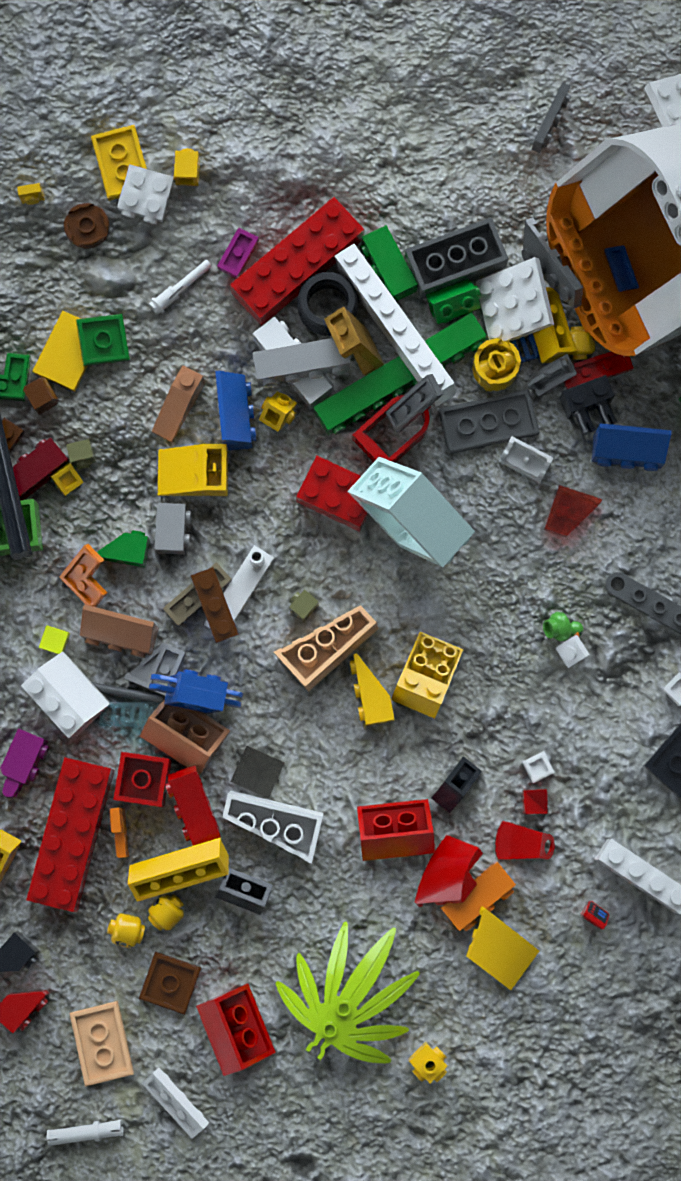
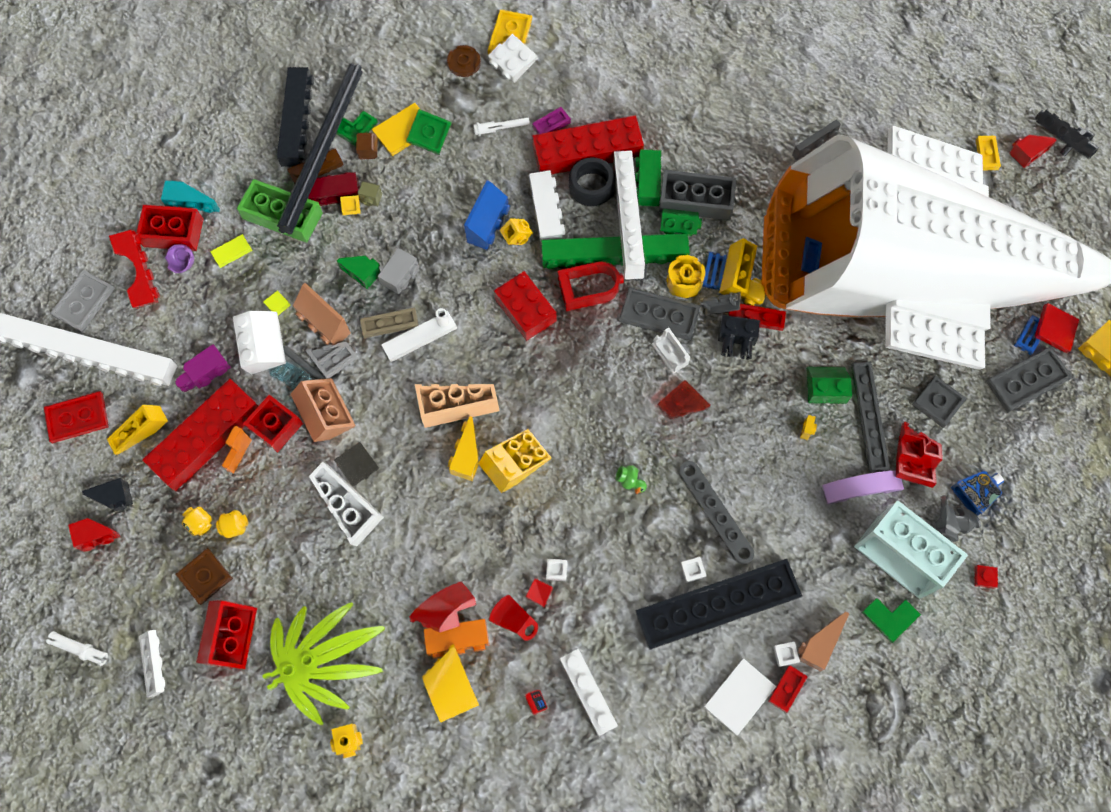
camera: 30 degrees right, 10 degrees down
(31, 193) = (439, 24): yellow plate -> none
(79, 576) = (318, 271): orange tile -> none
(101, 1043) = (130, 592): light nougat tile -> none
(178, 403) = (454, 194): nougat slope -> none
(178, 869) = (256, 497): yellow brick -> none
(187, 167) = (549, 56): yellow brick -> none
(193, 470) = (438, 242): yellow slope -> none
(193, 806) = (295, 459): red brick -> none
(196, 692) = (344, 382): blue brick -> none
(214, 605) = (393, 332): reddish brown brick -> none
(244, 891) = (293, 538): black brick -> none
(298, 362) = (550, 204): light grey brick -> none
(303, 605) = (456, 367): olive plate -> none
(354, 338) = (593, 201): pearl gold panel -> none
(395, 830) = (426, 556): red slope -> none
(411, 511) = (564, 335): light aqua window -> none
(414, 403) = (610, 266): dark grey tile -> none
(456, 784) = (489, 548): black slope -> none
(515, 301) = (723, 241): white plate -> none
(554, 273) = (758, 227): dark grey wing -> none
(572, 651) = (628, 499): white plate -> none
(630, 446) = (751, 378): blue slope -> none

